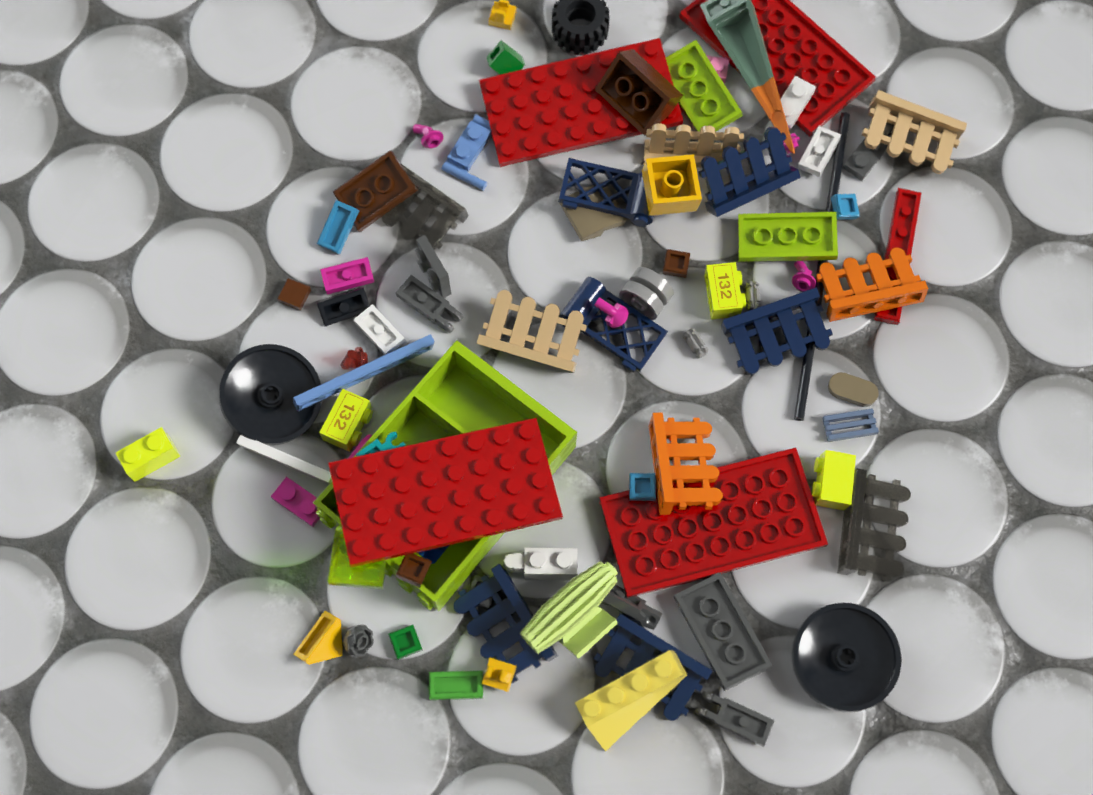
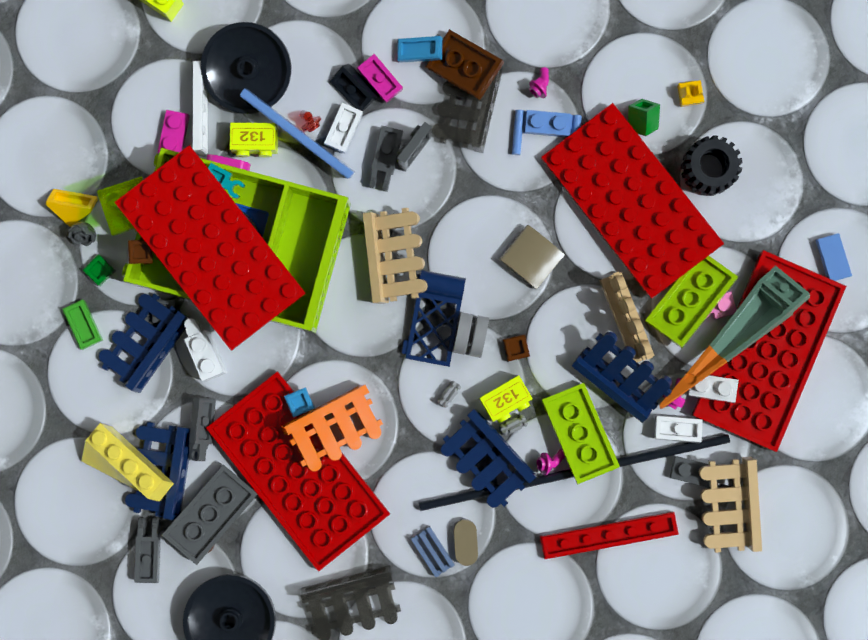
camera: 65 degrees right, 15 degrees up
(294, 294) = (345, 42): reddish brown tile -> none
(499, 674) = (102, 354): yellow tile -> none
(574, 613) = (166, 393): yellowish green plate -> none
(616, 315) = (439, 318): dark pink plate -> none
(636, 202) = (561, 293): dark blue piece -> none
(638, 91) = (657, 248): reddish brown slope -> none
(671, 184) = (576, 314): yellow brick -> none
(834, 480) = (375, 556): neon yellow brick -> none
(845, 206) = (634, 472): dark azure tile -> none
(872, 298) = (568, 533): orange fence -> none

